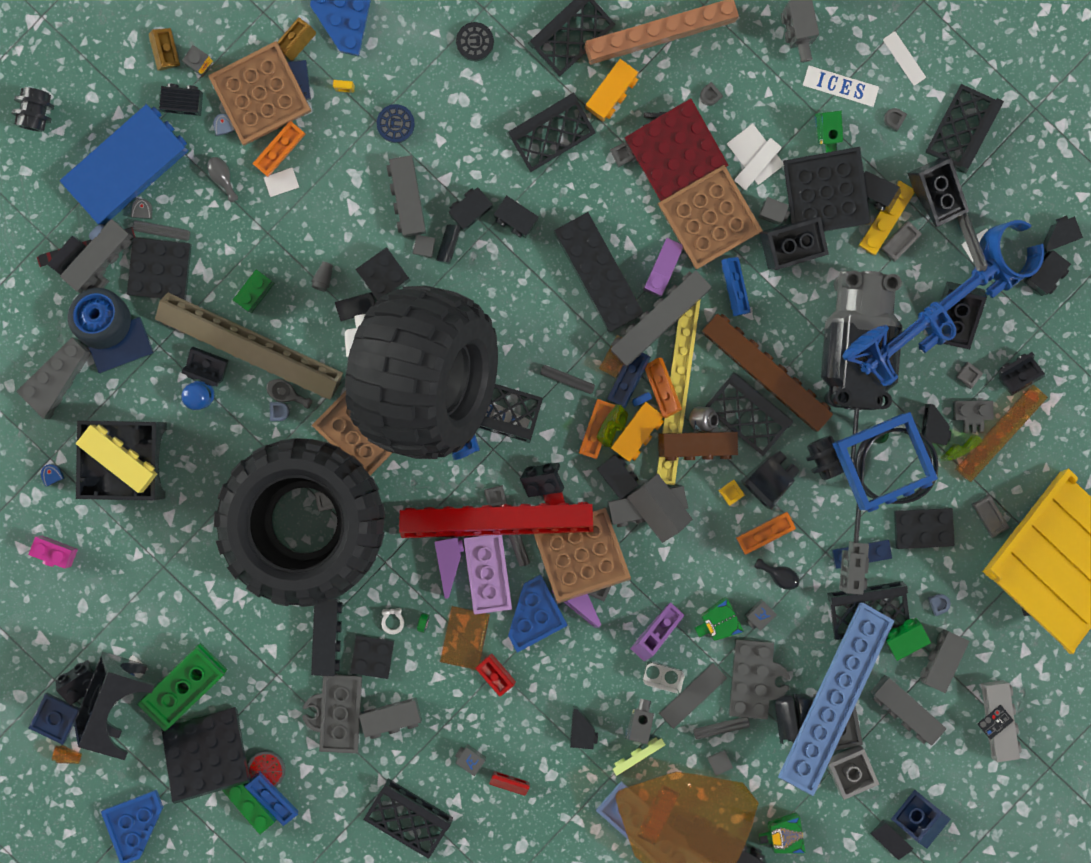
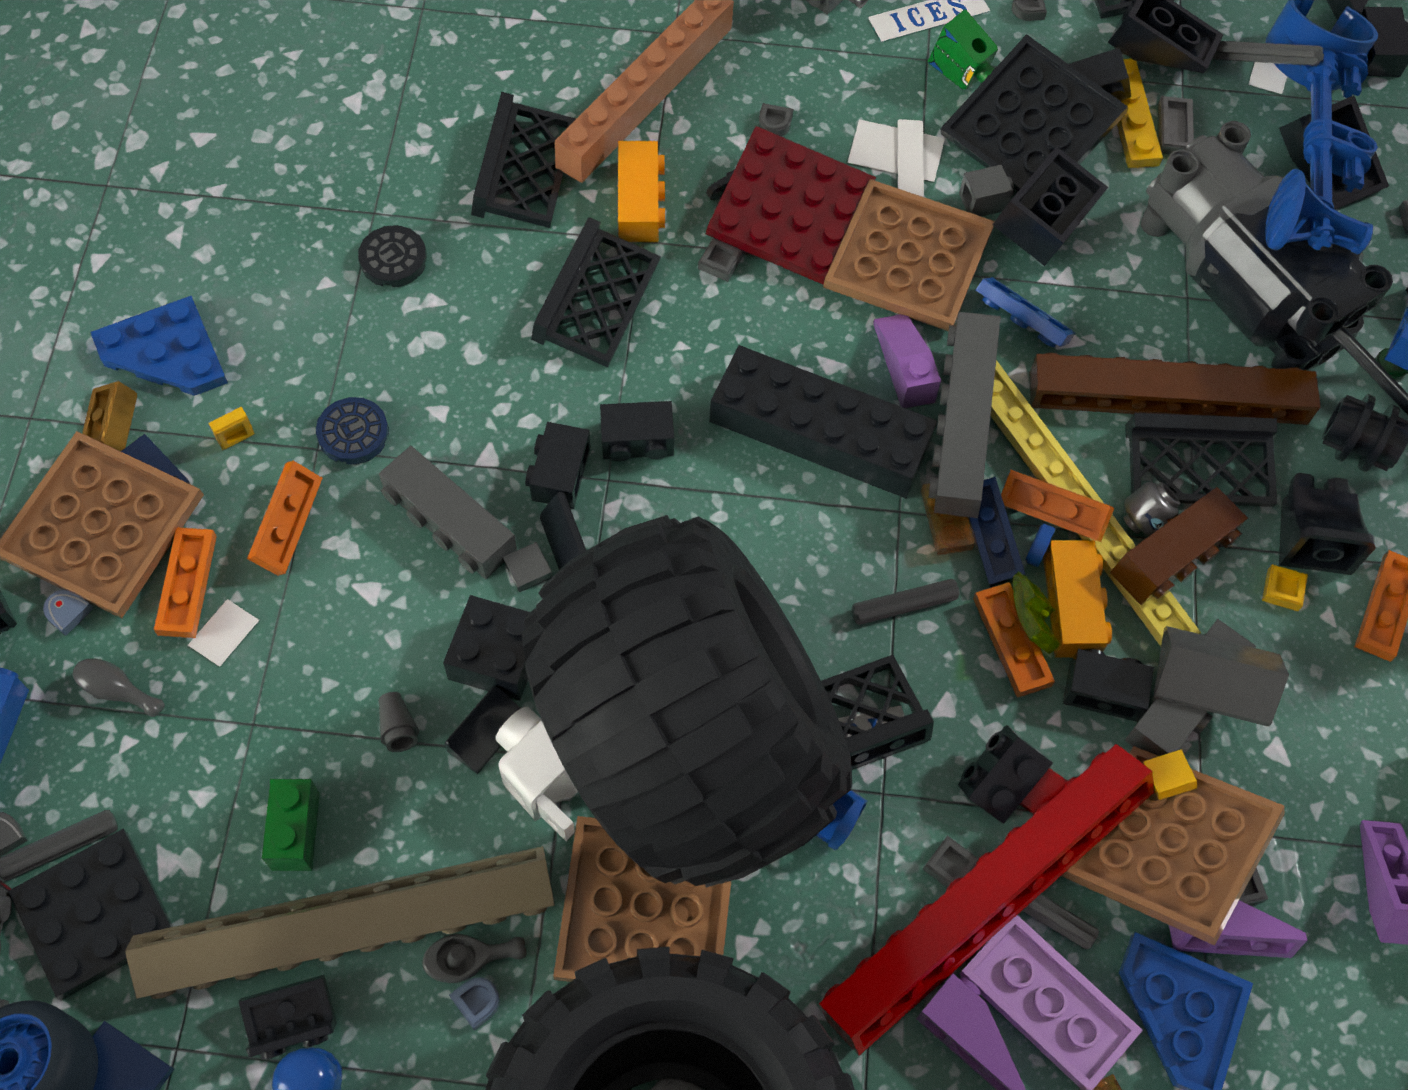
camera: 45 degrees left, 25 degrees down
(338, 148) = (285, 518): none -> orange plate
(604, 530) = (1171, 774): none -> yellow tile

